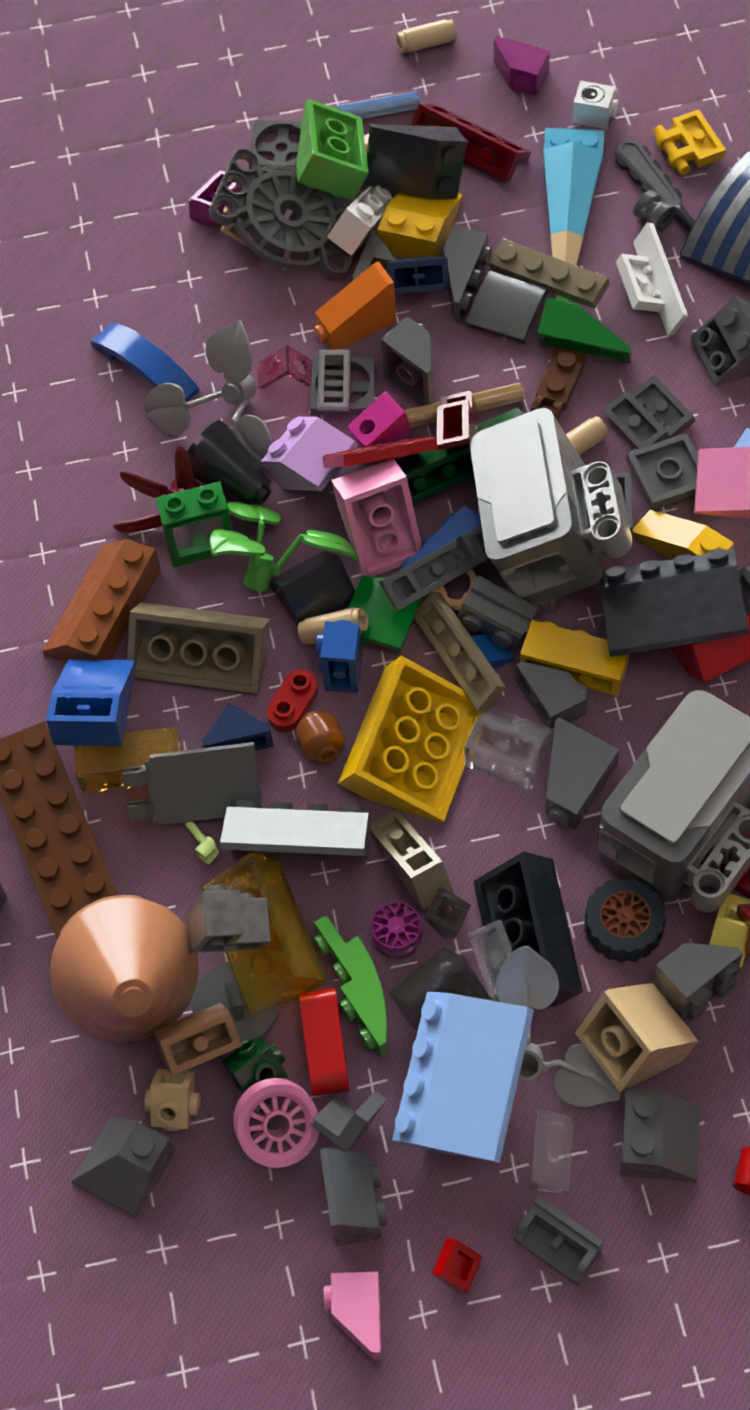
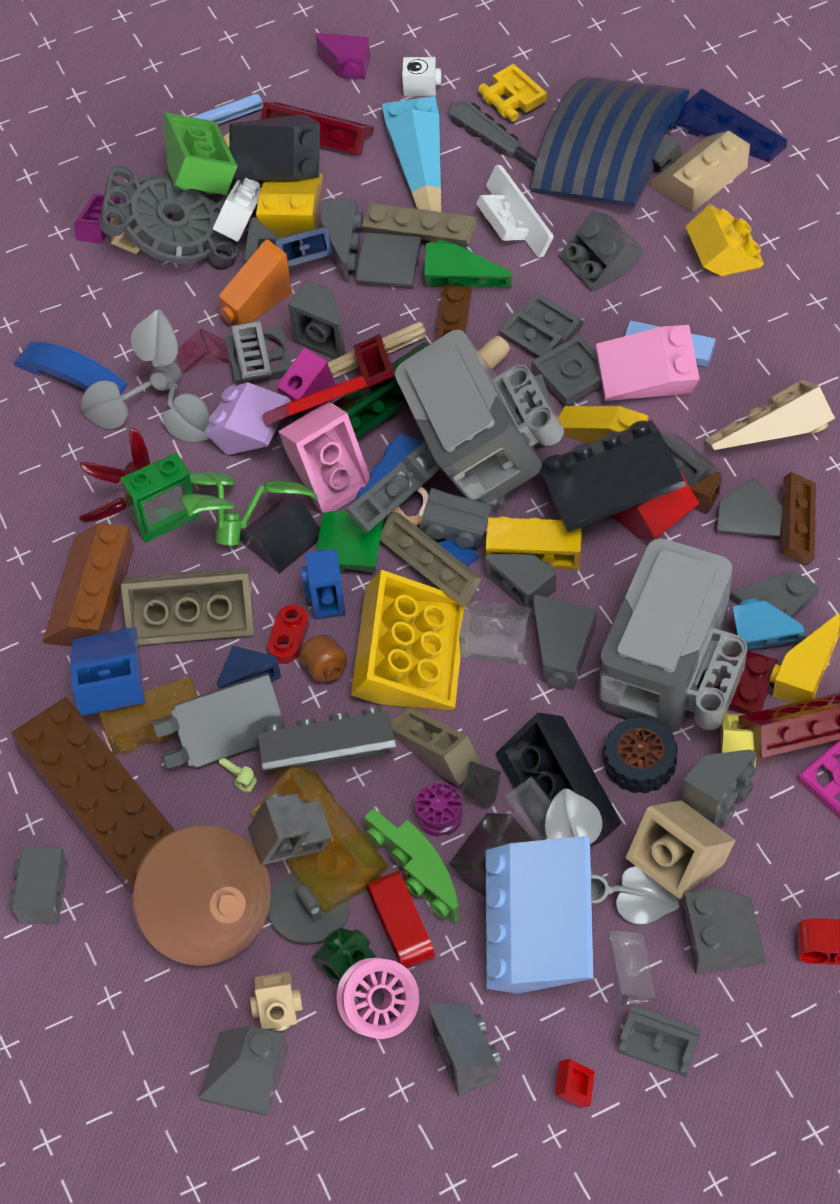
camera: 15 degrees left, 5 degrees down
(196, 1038) = (285, 941): medium nougat brick -> none
(226, 460) = (168, 434): black cone -> none
(283, 131) = (142, 147): dark grey piece -> none
(315, 625) = (290, 567): tan piece -> none
(343, 1123) = (442, 985): dark grey panel -> none
(357, 1308) = (495, 1143): bright pink slope -> none
(426, 36) = (252, 45): tan piece -> none
(654, 211) = (496, 154): dark grey wheel -> none

